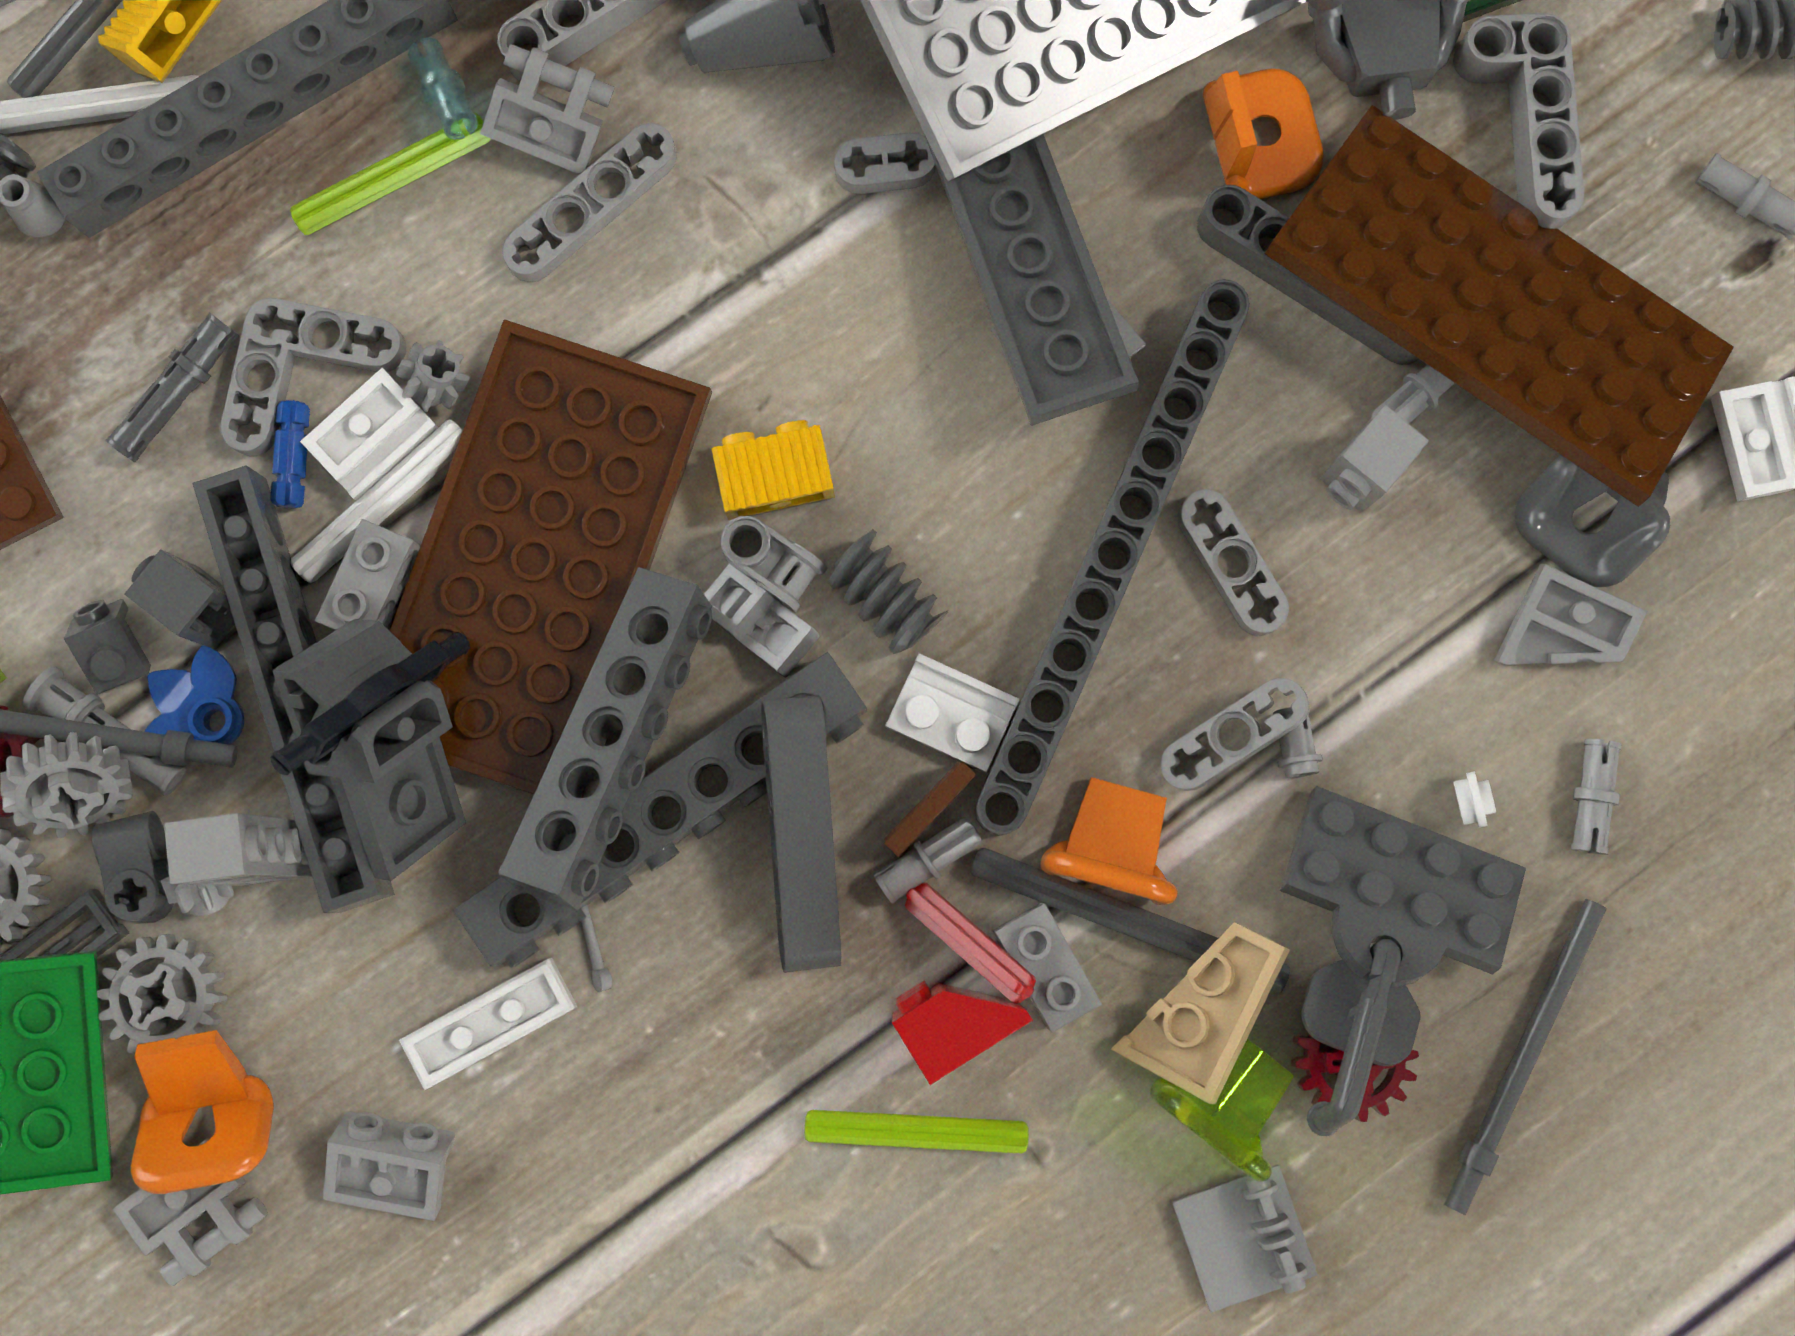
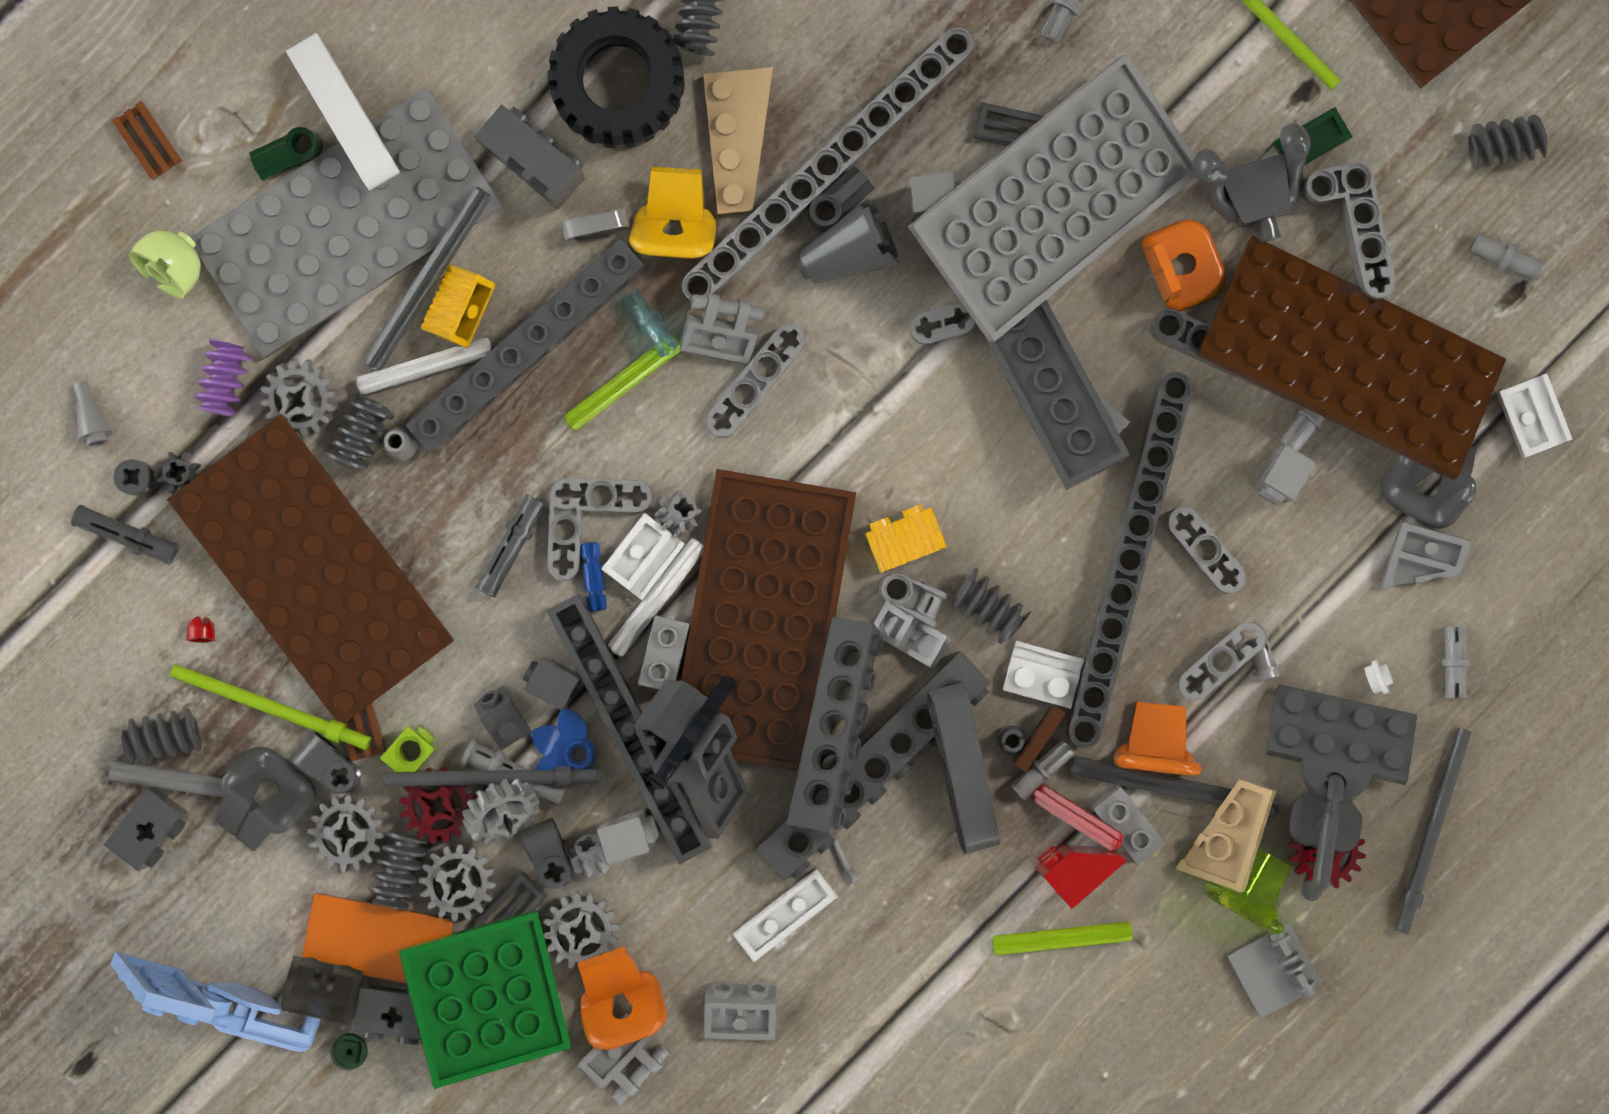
camera: 10 degrees left, 5 degrees up
(886, 820) = (1004, 733): none -> dark grey pin

